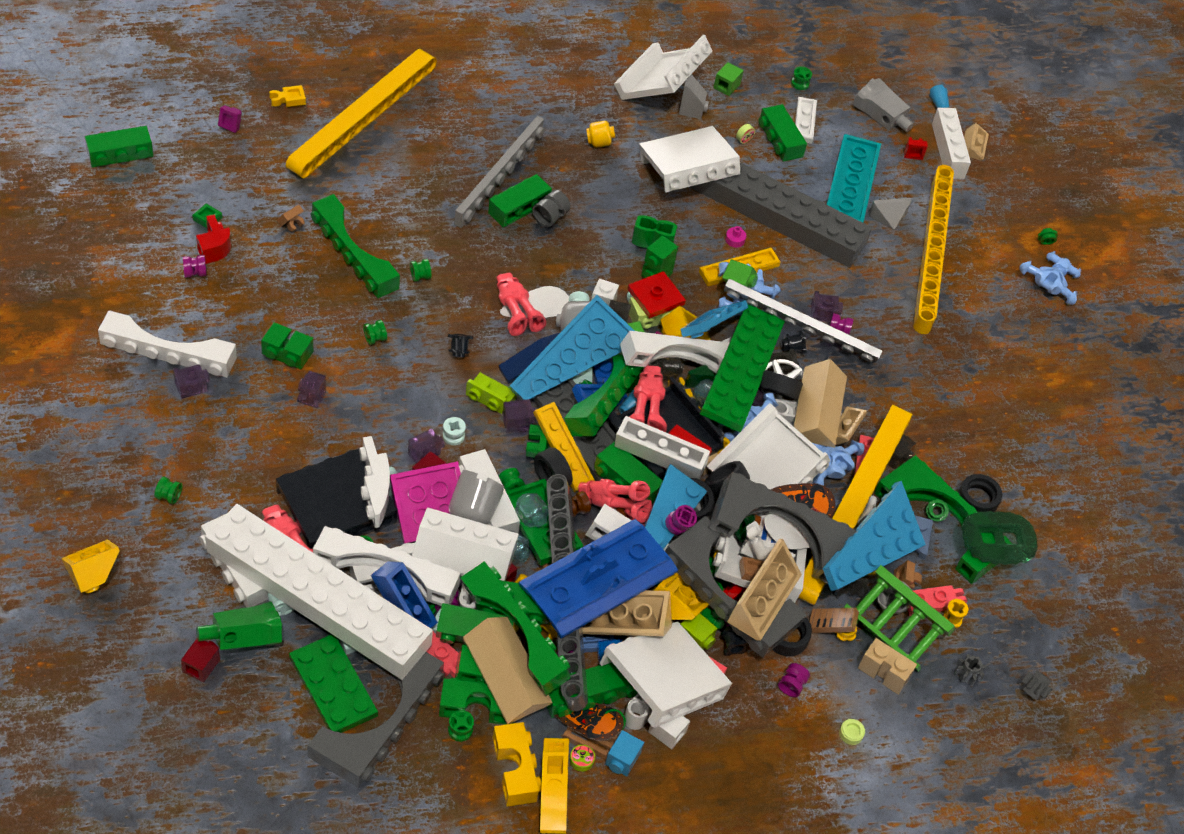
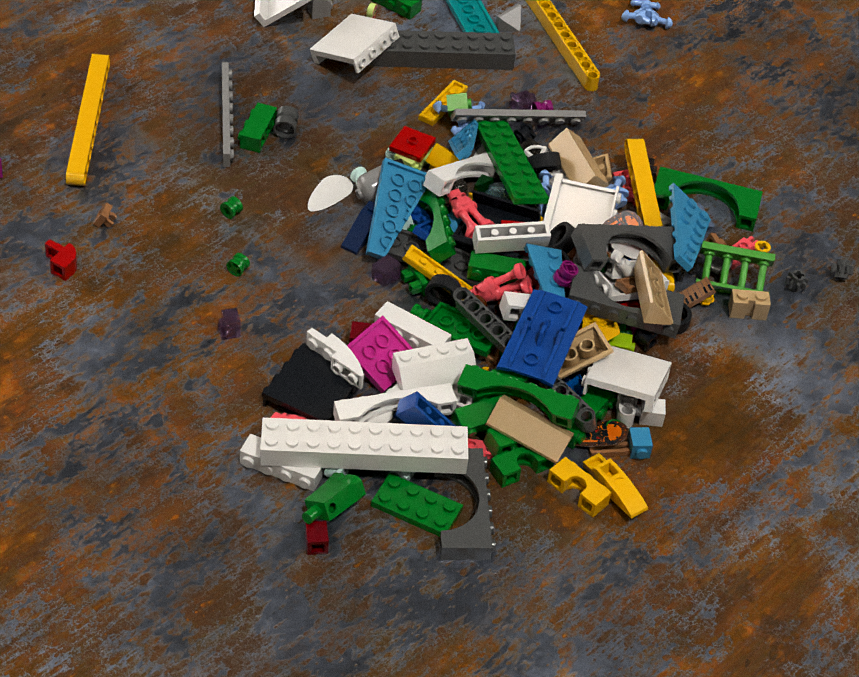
camera: 30 degrees left, 5 degrees down
(91, 565) = (182, 519): yellow slope -> none
(124, 334) = (58, 355): white arch -> none
(168, 490) = (190, 442): green wheel -> none
(191, 380) = (136, 362): clear purple brick -> none
(194, 266) = (64, 283): magenta wheel -> none
(206, 210) = (37, 245): green tile -> none
(290, 96) = (23, 131): yellow plate -> none
(290, 351) = (180, 309): green piece -> none
(377, 273) = (198, 224): green arch -> none
(423, 444) = (342, 322): clear purple brick -> none
(456, 436) = (351, 302): light aqua wheel -> none
(459, 344) = (305, 243): black brick -> none
(460, 719) = (525, 478): green wheel -> none
(475, 498) = (415, 330): light grey cylinder -> none
(489, 392) = (352, 266): lime bracket -> none
(513, 293) = (313, 193): coral piece -> none
(532, 510) = (455, 323): clear light blue head -> none
(582, 758) = (617, 457): tile -> none
(600, 134) = (274, 56): yellow head -> none
(606, 291) = (373, 159): white brick -> none
(649, 229) = (372, 105): green brick -> none
(660, 257) = (393, 120): green piece -> none
(735, 237) = (424, 83): dark pink tile -> none
(792, 682) = (701, 343): magenta wheel -> none
(852, 731) = (759, 356): yellowish green tile -> none
(937, 504) = (698, 191): green plate -> none
(986, 484) = (718, 165): black tyre -> none
(997, 524) = (745, 182): clear green piece -> none

